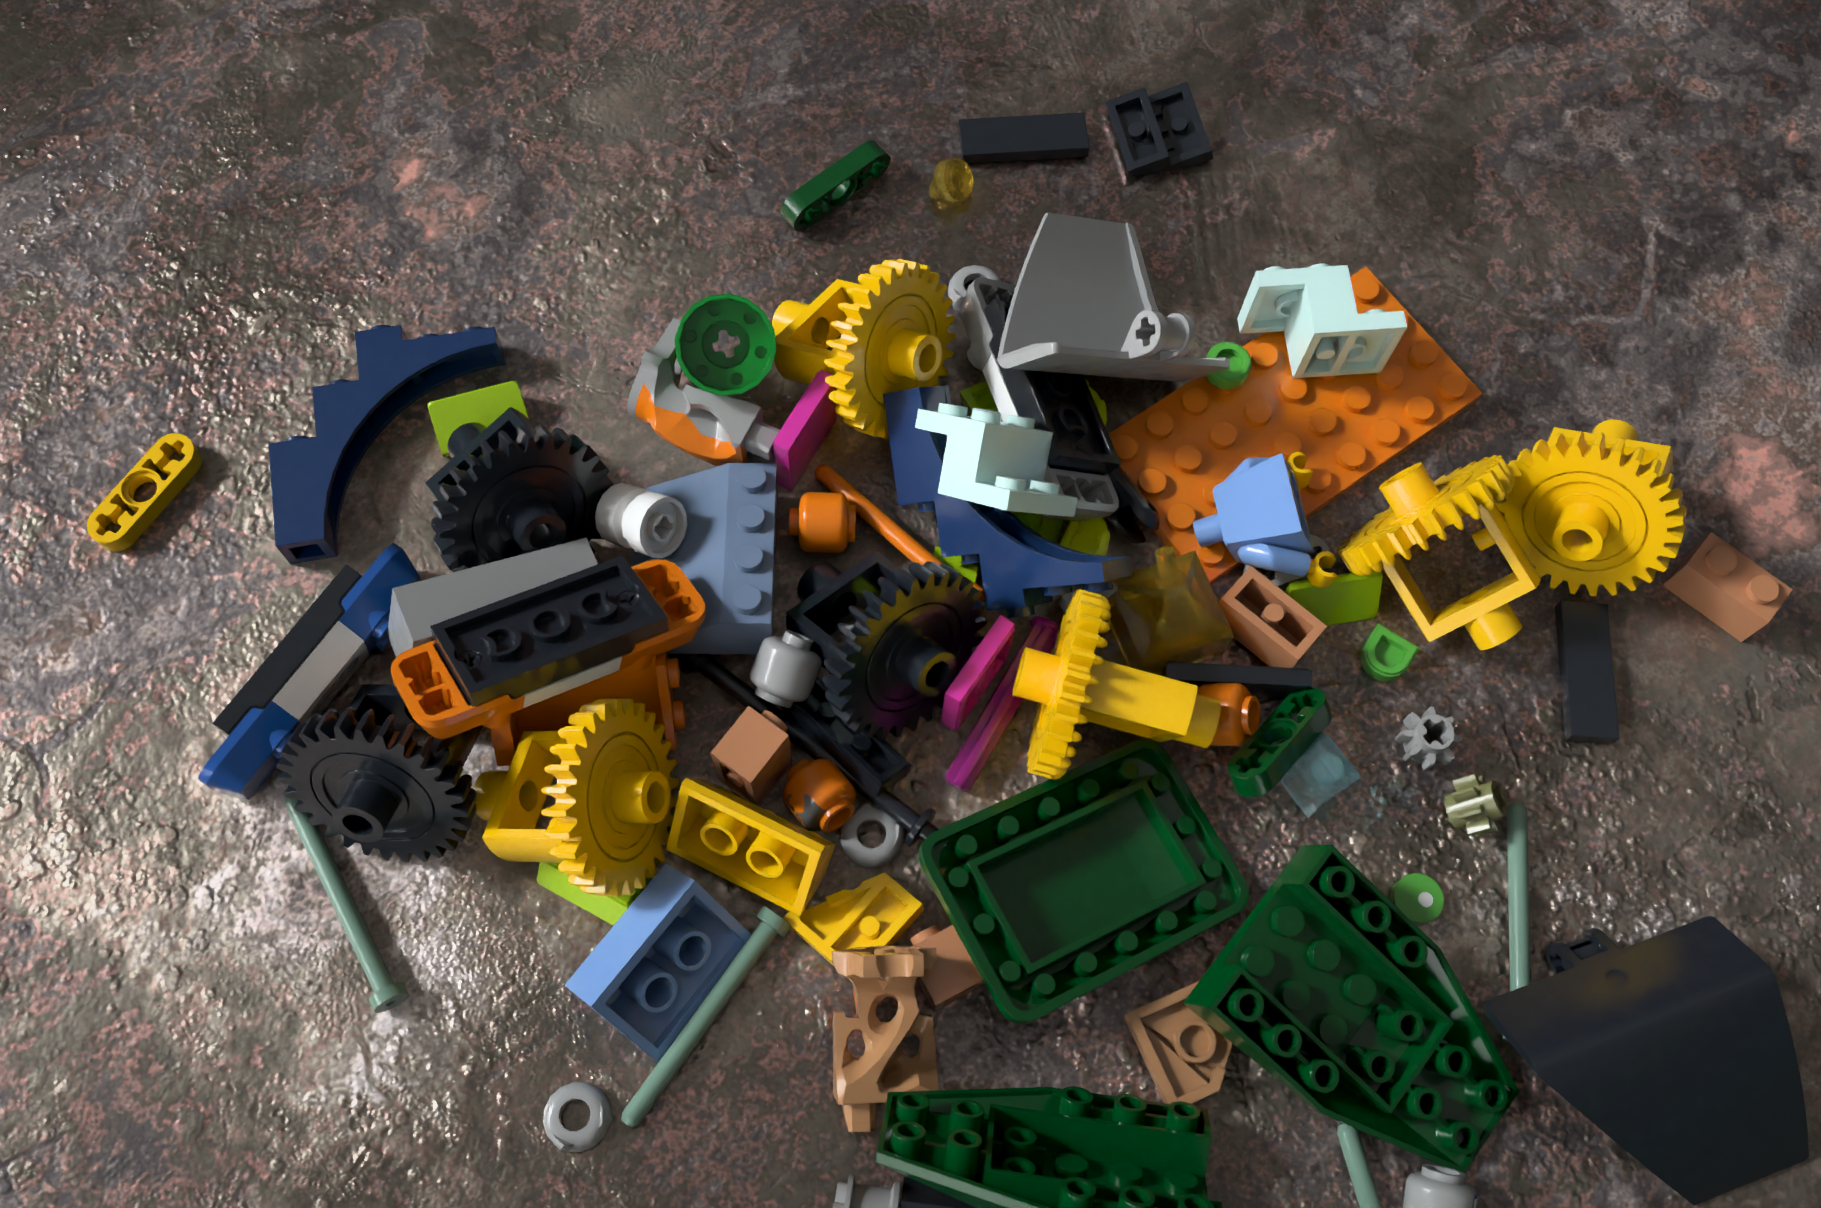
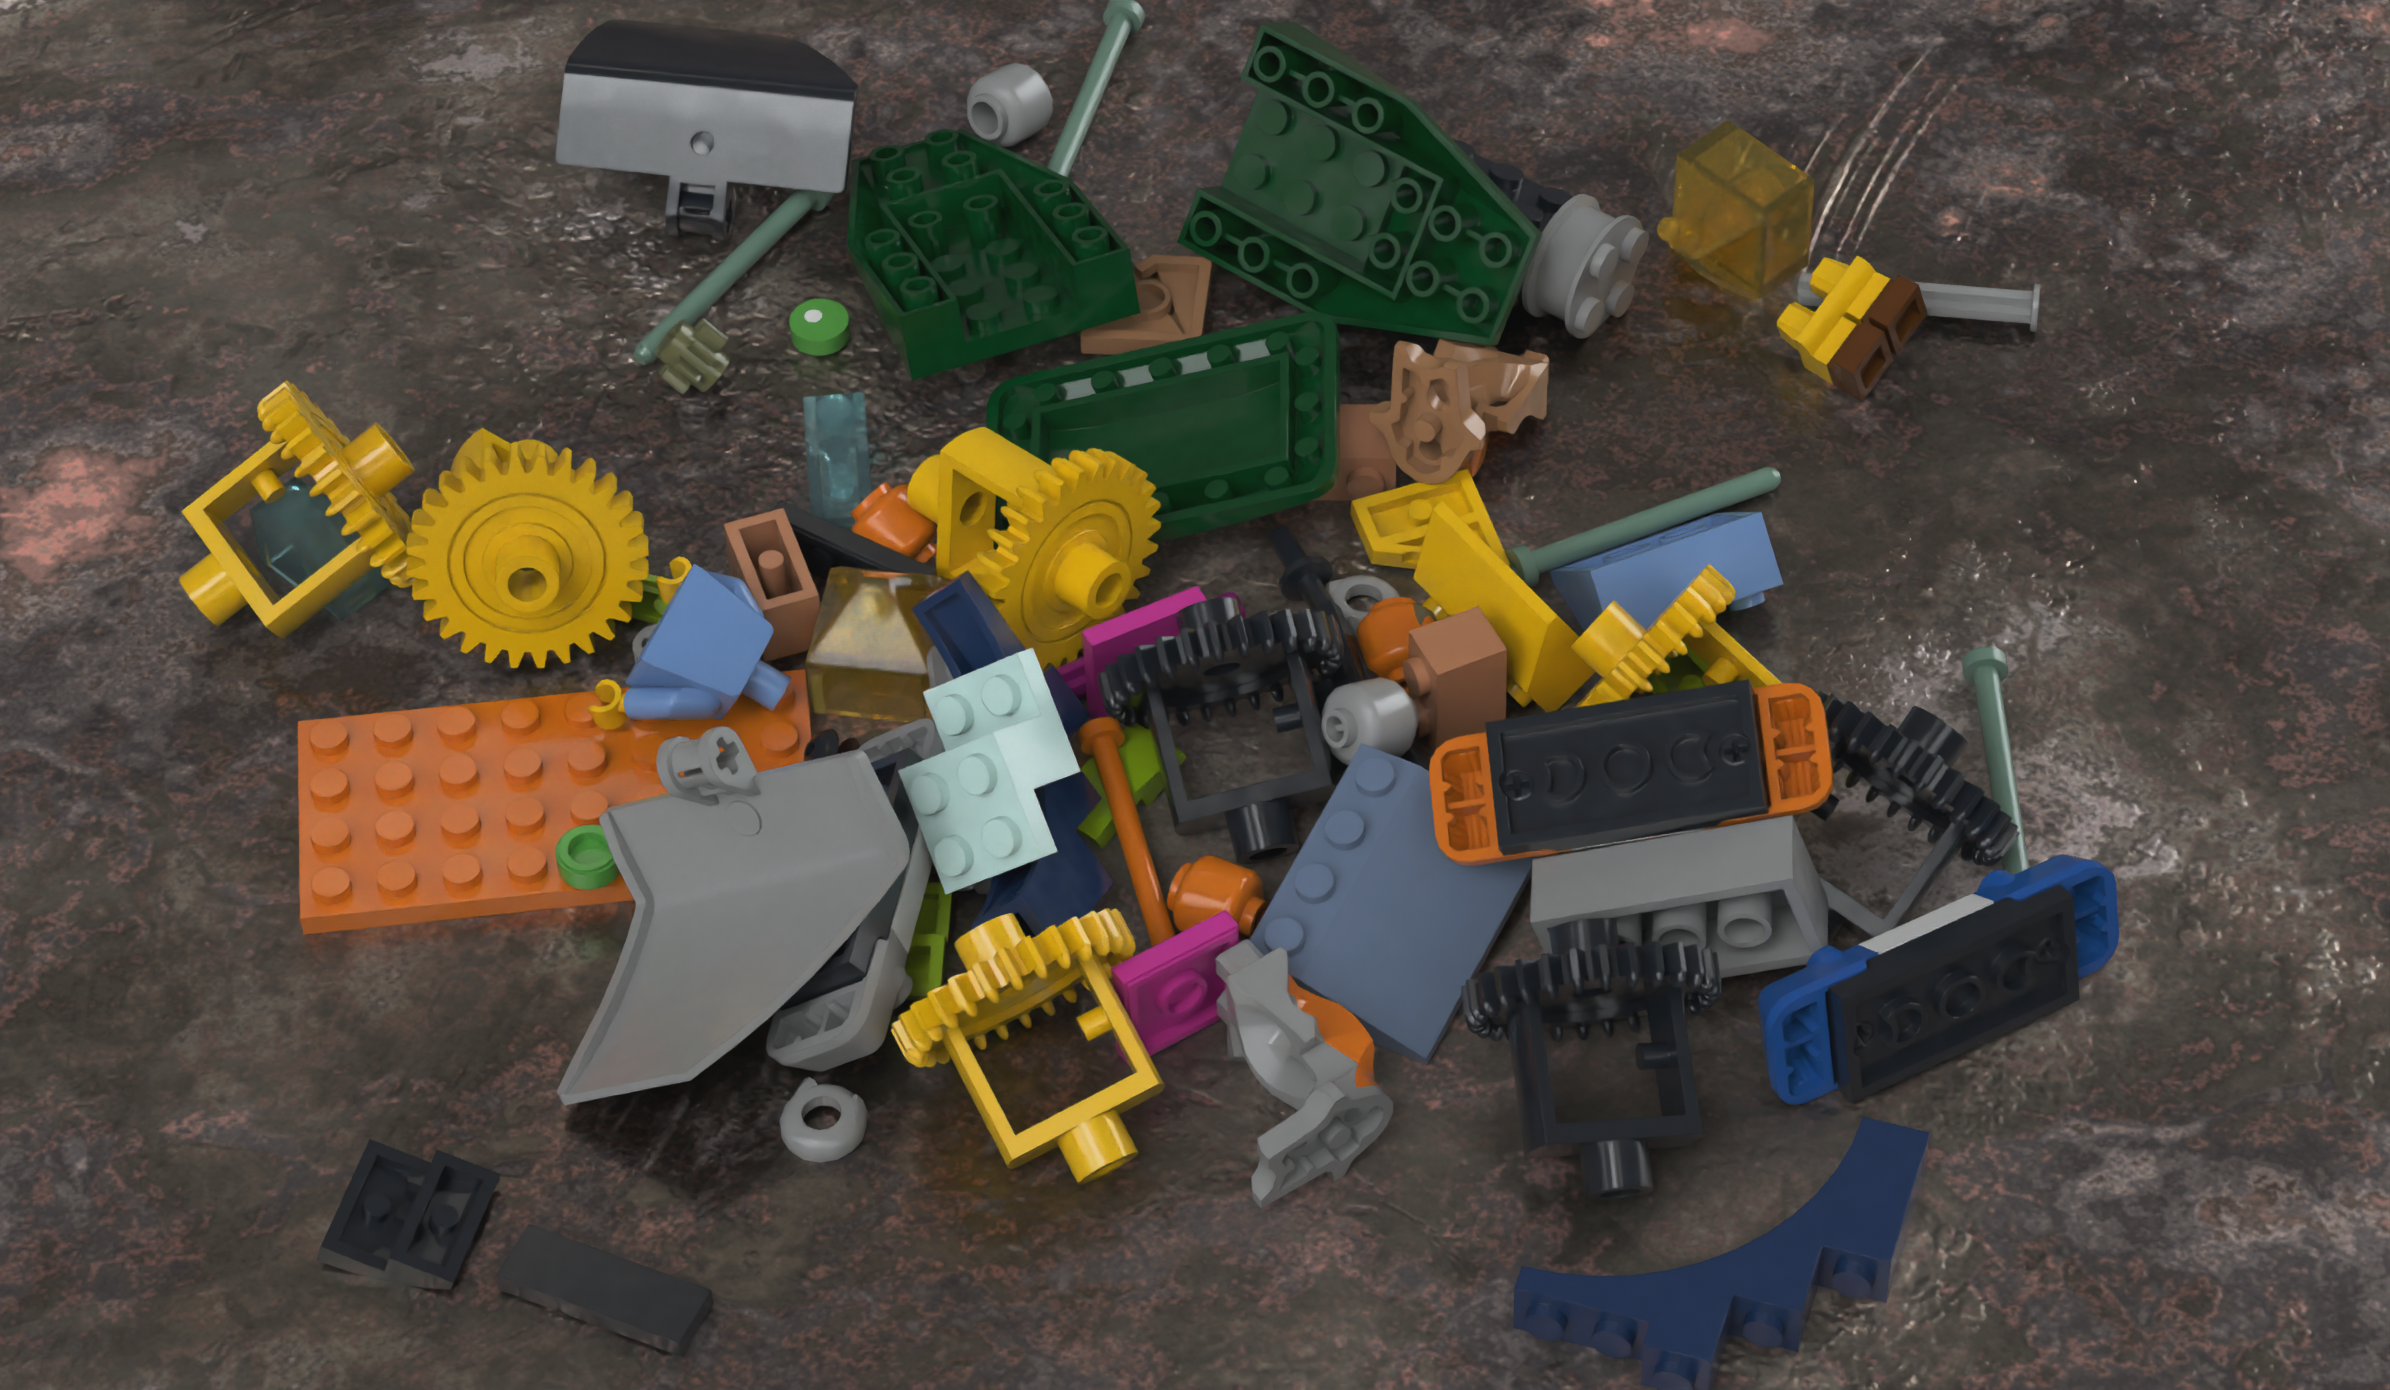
camera: 145 degrees left, 20 degrees down
(145, 512) = (2073, 1352): yellow beam -> none
(474, 406) = (1589, 1231): lime slope -> none
(596, 1127) = (1821, 521): light grey piece -> none
(641, 520) = (1446, 945): white wheel -> none
(711, 368) = (1228, 1045): green wheel -> none
(835, 185) = (881, 1326): dark green beam -> none
(951, 181) = (752, 1255): clear yellow tile -> none
(1262, 765) = (896, 431): dark green beam -> none
(1320, 321) = (455, 806): light aqua bracket -> none
(1386, 654) = (666, 532): bright green tile -> none
(1435, 726) = (686, 431): light grey gear -> none
(1586, 672) = (475, 401): black tile -> none
(1727, 587) = (224, 410): nougat brick -> none

